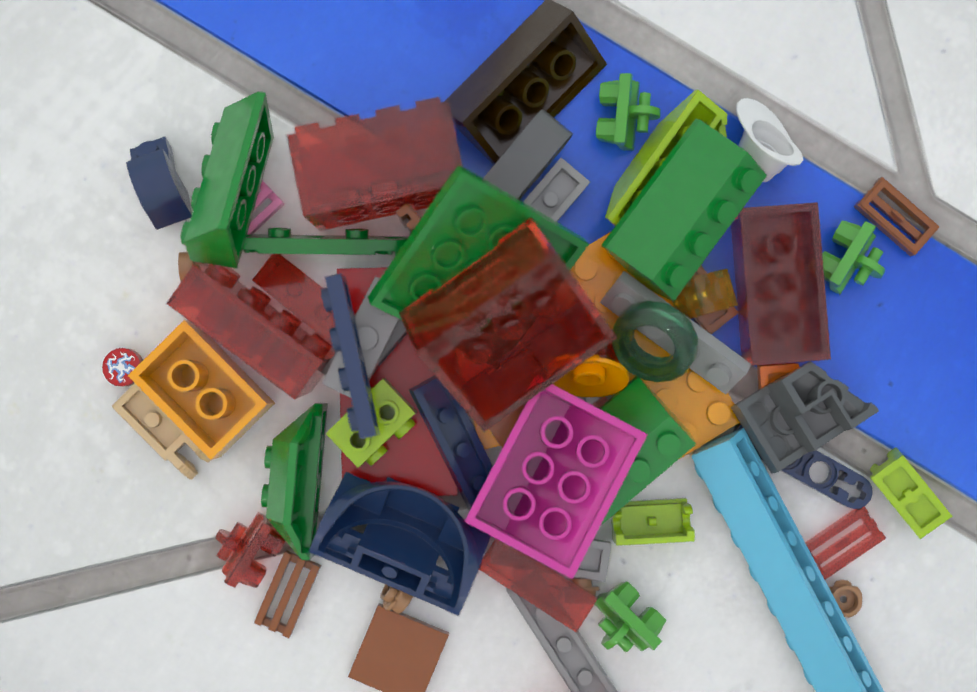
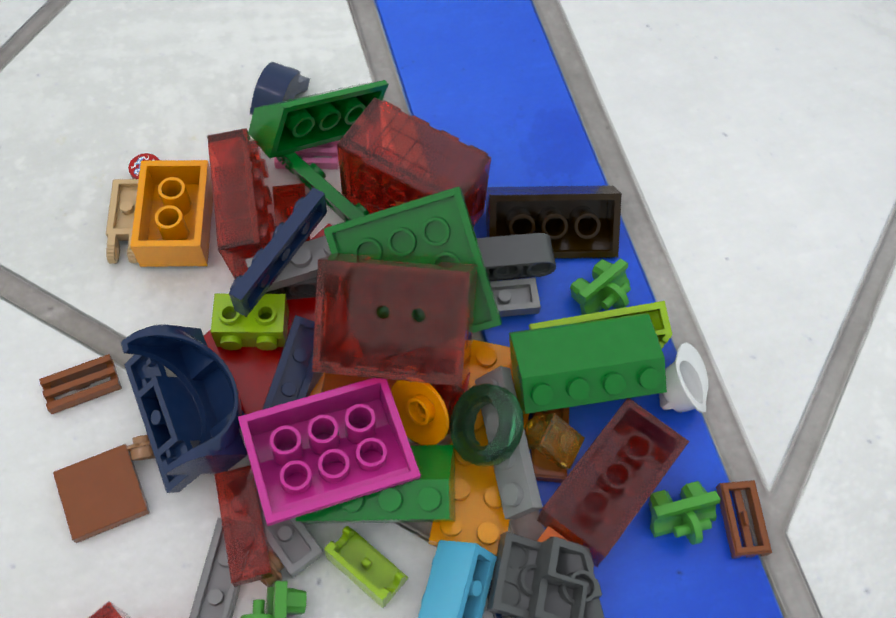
camera: 40 degrees right, 25 degrees down
(240, 564) = (73, 336): clear red hips -> none
(296, 479) = (177, 302): green wedge -> none

